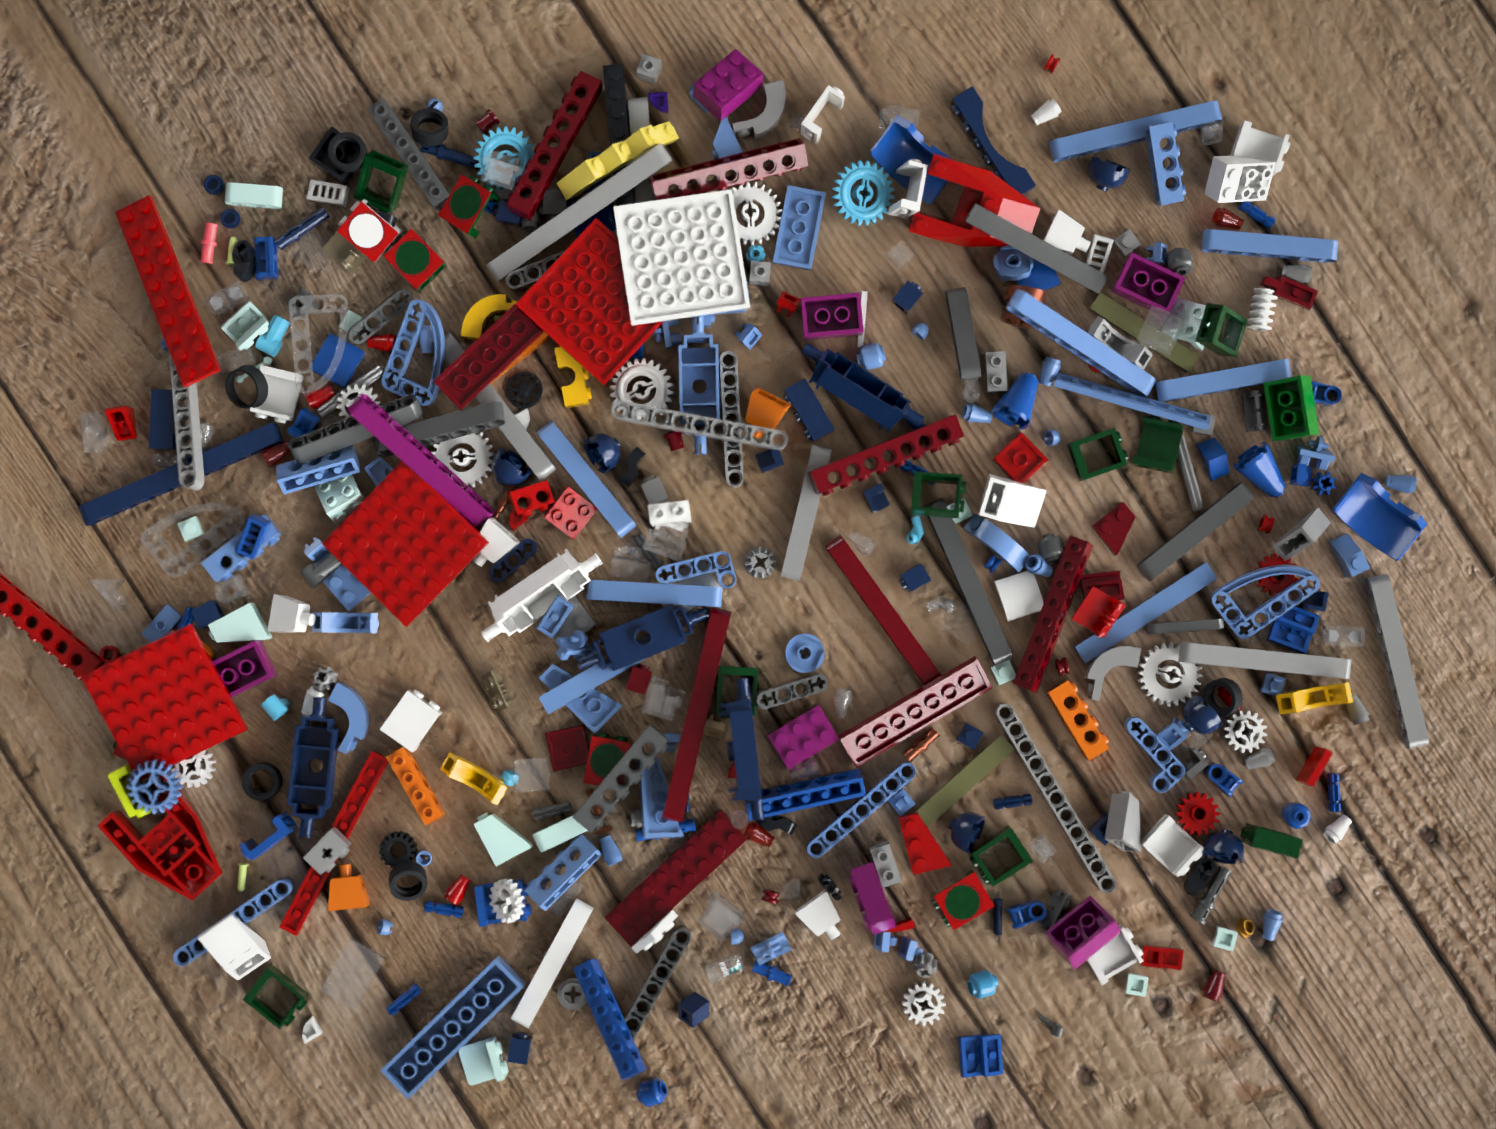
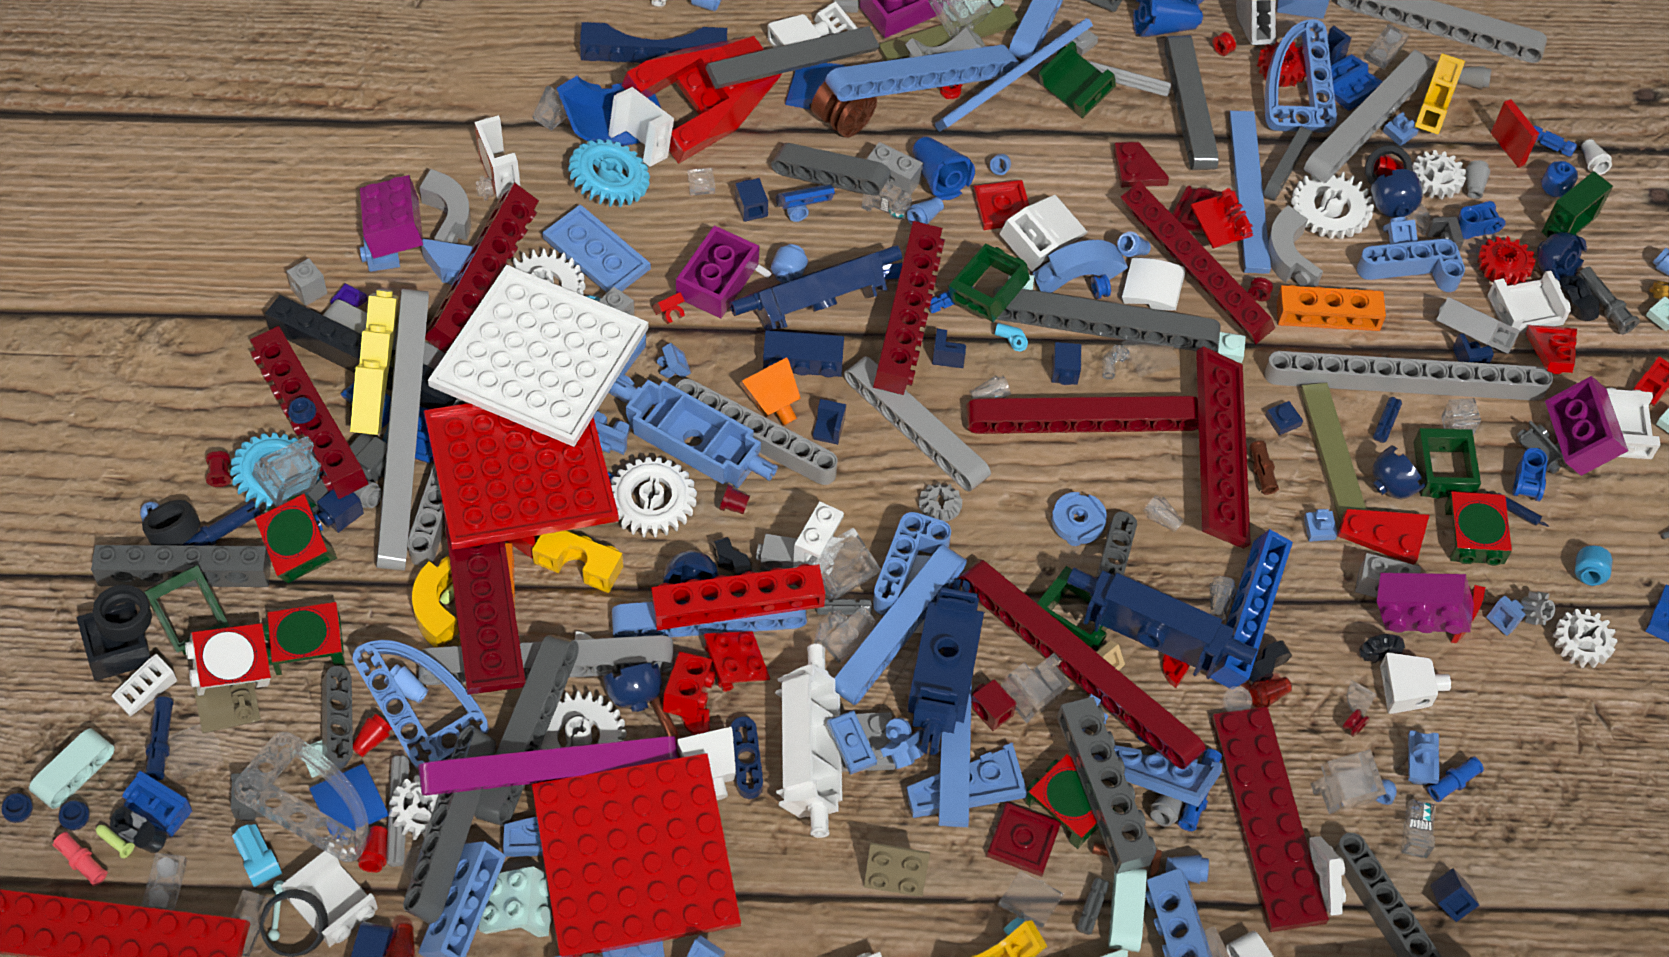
camera: 60 degrees left, 30 degrees down
(246, 325) = (219, 875): light aqua bracket -> none
(304, 423) = (392, 887): blue bracket -> none
(524, 390) = (552, 621): black wheel -> none
(543, 147) = (302, 410): none -> dark blue plate
(563, 456) = (729, 607): none -> red brick
(691, 419) = (736, 454): light grey beam -> none
(803, 736) = (1180, 565): magenta brick -> none
(856, 818) = (1304, 578): medium blue beam -> none
(883, 940) = (1481, 636): medium blue tile -> none
(930, 330) = (805, 196): none -> blue slope
(1012, 272) = (790, 92): medium blue plate -> none
(1049, 370) = (926, 125): medium blue cone -> none
(1051, 548) = (1119, 223): dark grey head -> none
(1078, 460) = (1055, 156): dark green window -> none
(1141, 880) = (1554, 347): none -> red wing
(1213, 458) = (1124, 48): blue slope -> none

